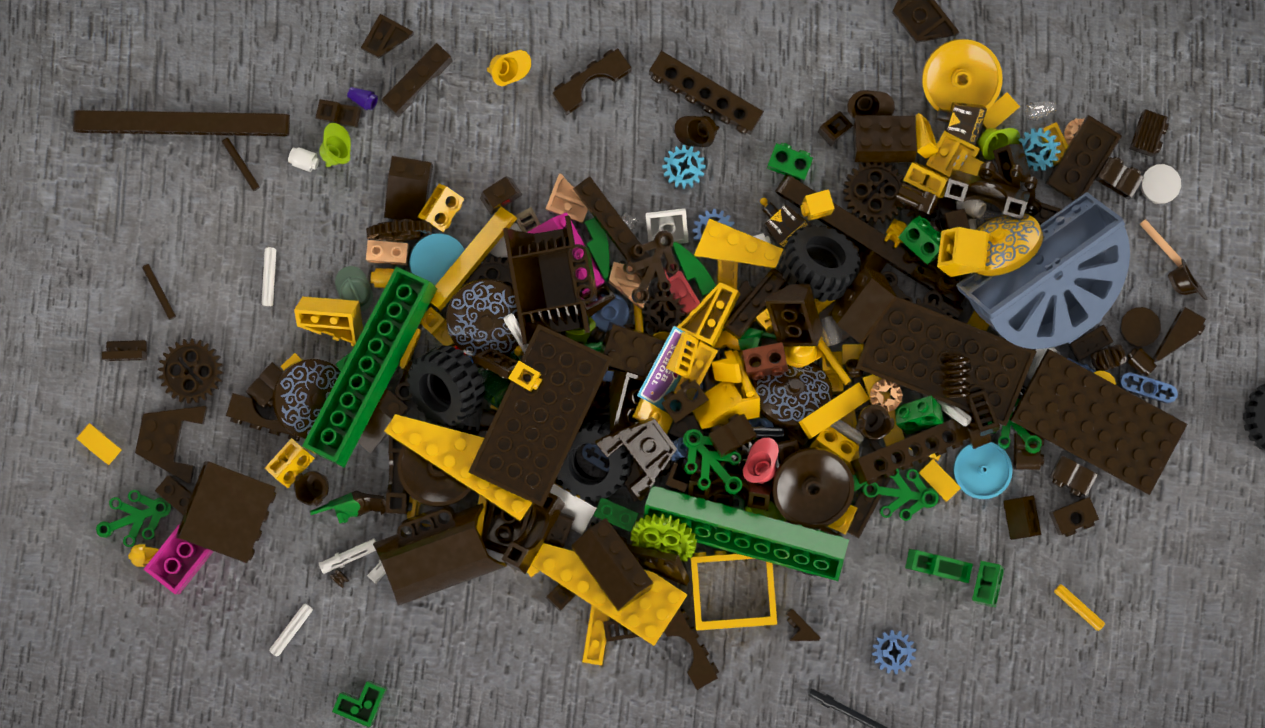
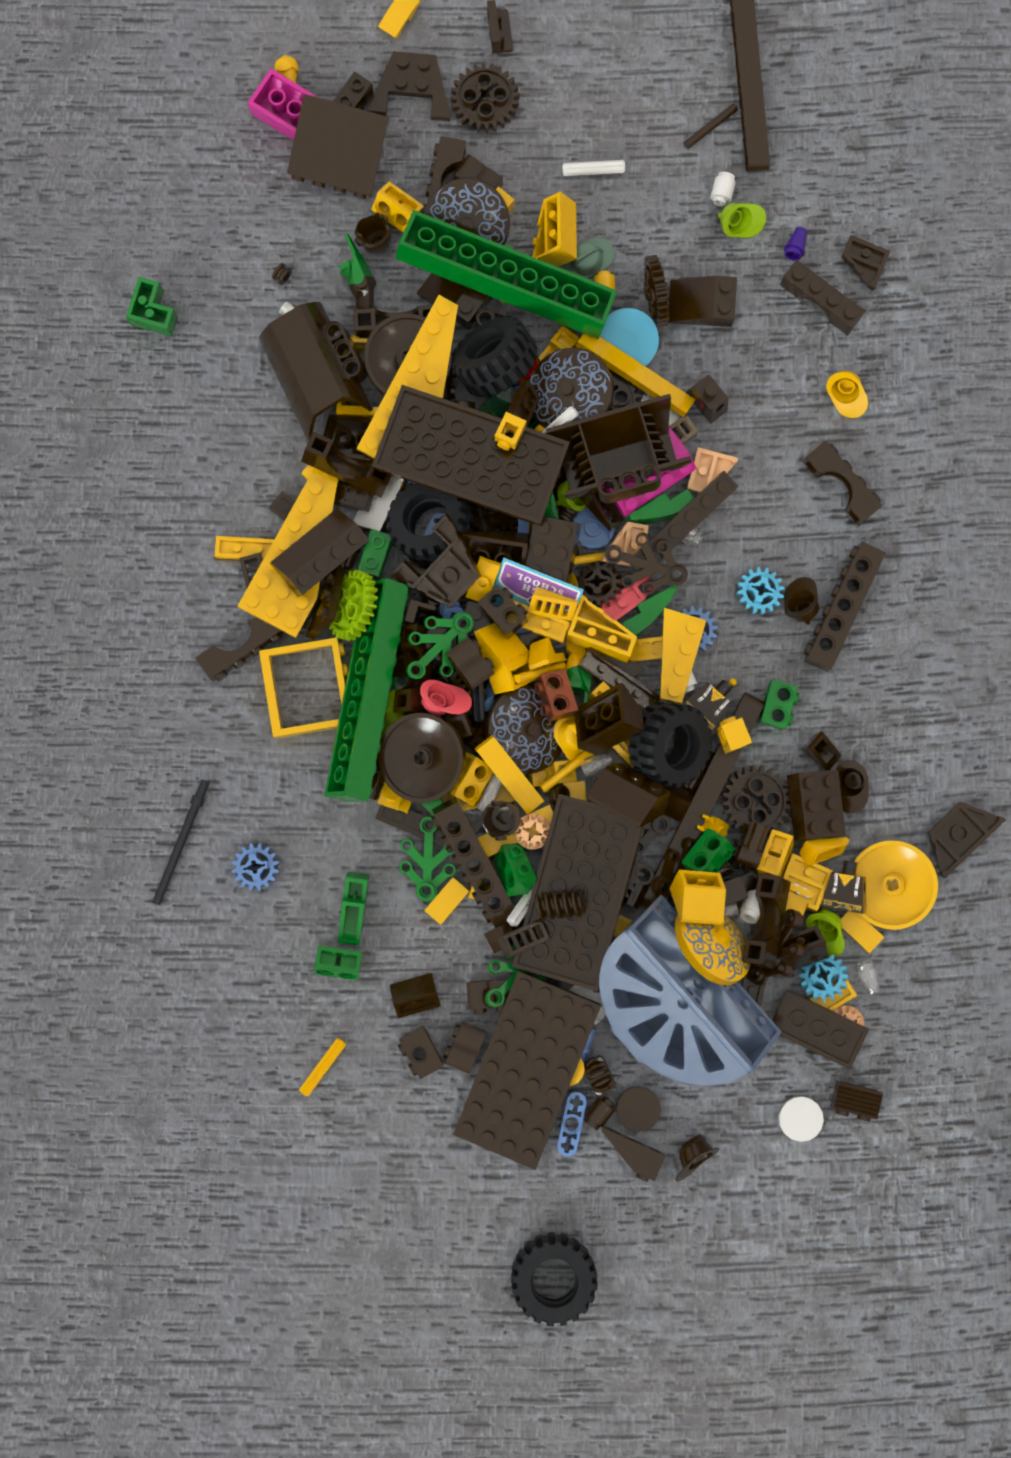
camera: 80 degrees right, 0 degrees up
(137, 517) = (326, 60): green plant -> none
(158, 291) = (565, 57): dark brown bar -> none
(291, 630) = (223, 230): white axle -> none
(338, 113) = (776, 220): dark brown slope -> none
(348, 556) = (301, 273): white pin -> none
(387, 252) = (632, 285): light nougat brick -> none
(410, 349) = (532, 320): yellow slope -> none
(437, 204) = (688, 330): yellow brick -> none
(671, 221) = (698, 583): white slope -> none
(805, 632) = (268, 770): dark brown slope -> none
(982, 471) = (461, 947): medium azure piece -> none
(1090, 343) = (614, 1054): dark brown plate -> none
(1119, 177) = (802, 1071): dark brown brick -> none
(1161, 242) = (736, 1123): light nougat bar -> none

